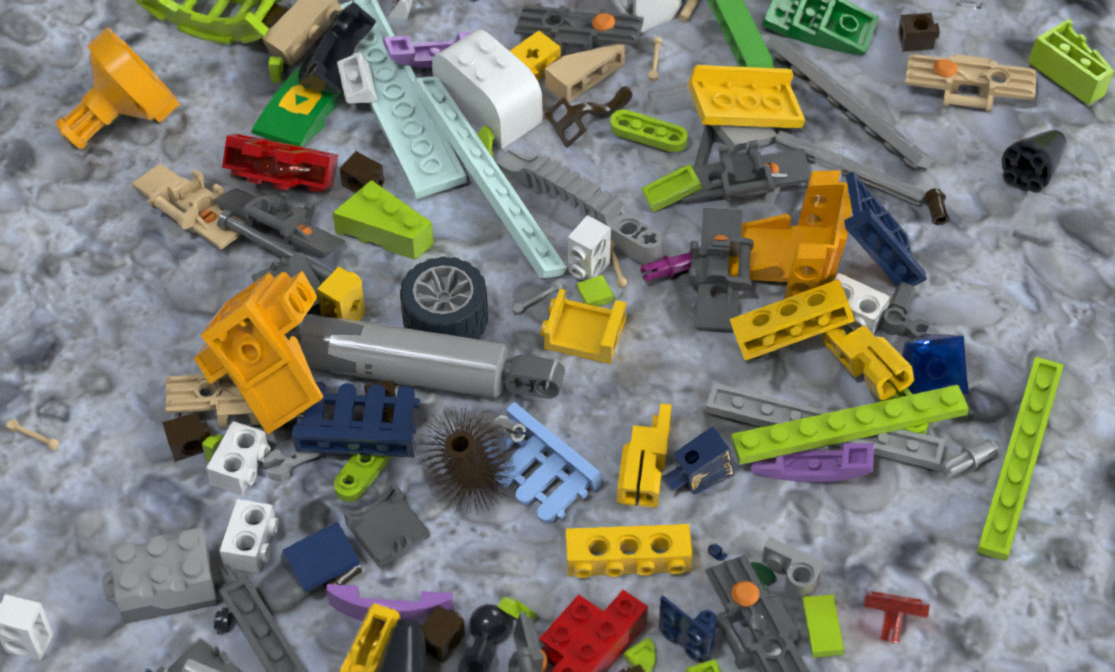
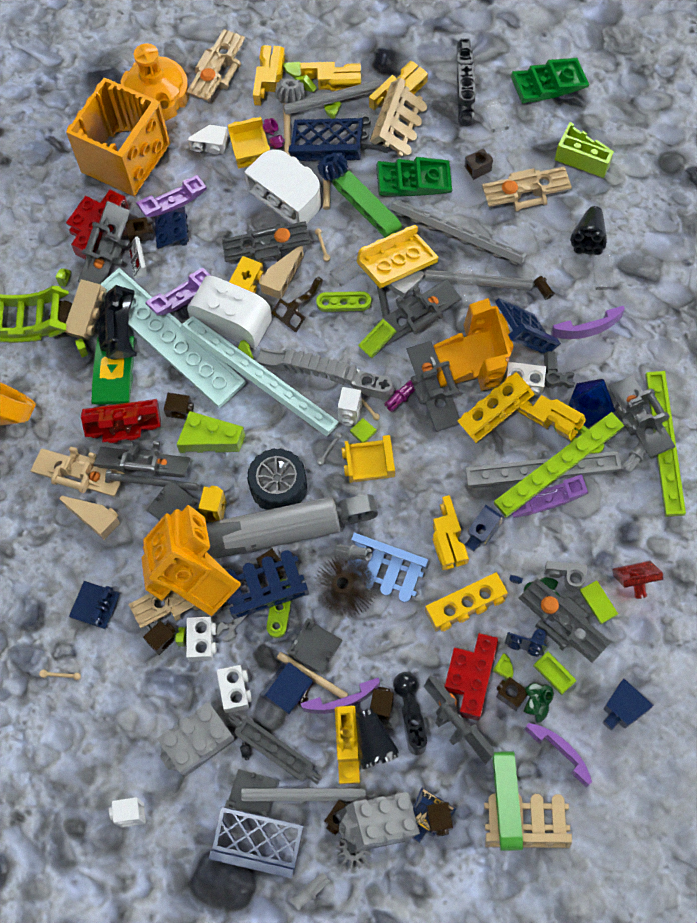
camera: 20 degrees left, 15 degrees up
(125, 367) = (94, 604): none -> dark blue hinge
(182, 261) = (95, 516): none -> tan slope
(357, 79) = (141, 338): white slope -> none
(367, 566) = (315, 677): none -> tan bar
(515, 607) = (419, 669): lime tile -> none
(979, 276) = (566, 330): none -> medium lavender slope
(991, 408) = (636, 419): none -> dark grey piece

